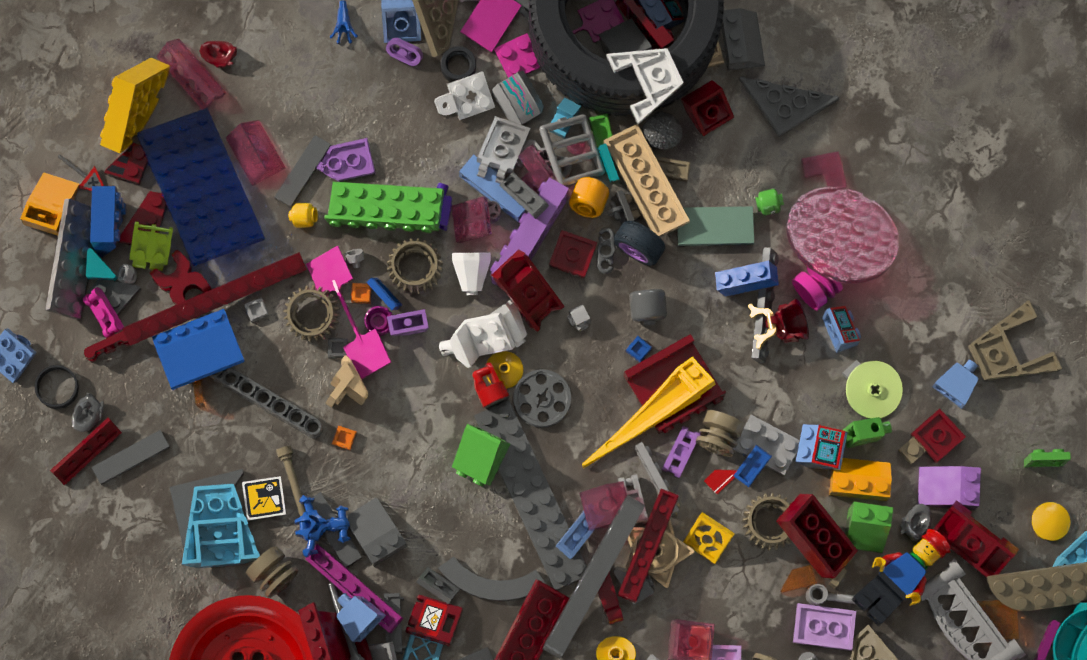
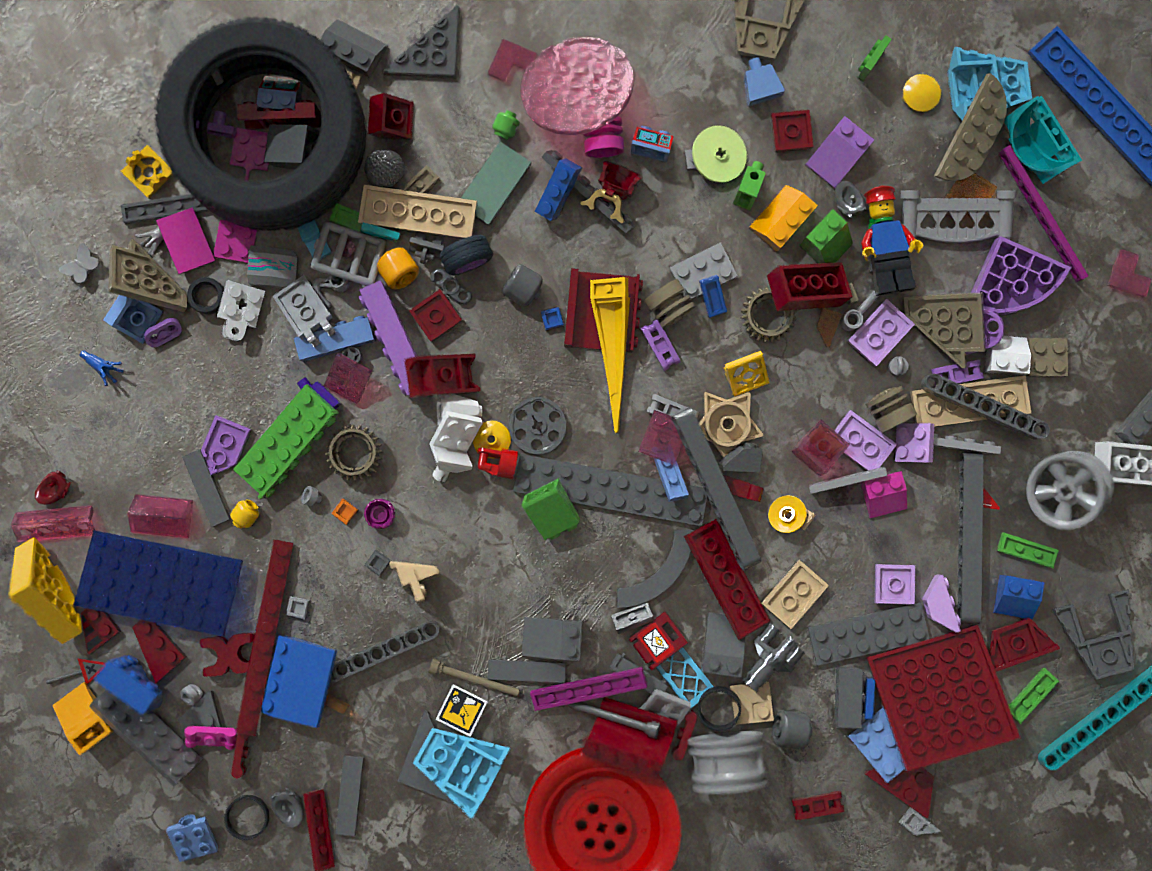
camera: 50 degrees left, 10 degrees up
(97, 268) = (168, 717): teal slope -> none
(150, 246) = (181, 660): lime plate -> none
(269, 569) = (528, 746): dark tan wheel -> none
(299, 298) = (334, 585): dark tan gear -> none
(313, 525) = (513, 685): blue piece -> none
(344, 437) = (456, 609): orange tile -> none
(358, 616) = (616, 703): medium blue torso -> none
(366, 350) = (311, 527): dark pink hinge -> none
(384, 293) = (359, 493): blue tile -> none
(408, 323) = (398, 492): medium lavender slope -> none
(471, 270) = (390, 408): white cone -> none
(524, 195) = (360, 321): dark grey tile -> none
(536, 166) = (345, 294): clear pink tile -> none
(579, 317) = (492, 348): light grey plate -> none
(648, 545) = (722, 427): dark red tile -> none
(653, 471) = (678, 380): light grey plate -> none
(655, 73) = (340, 138): white wing -> none
(719, 479) = (703, 330): red sticker -> none
(821, 447) = (738, 230): slope -> none
(912, 450) = (788, 160): dark tan plate -> none
(975, 541) = (898, 164): dark red piece -> none

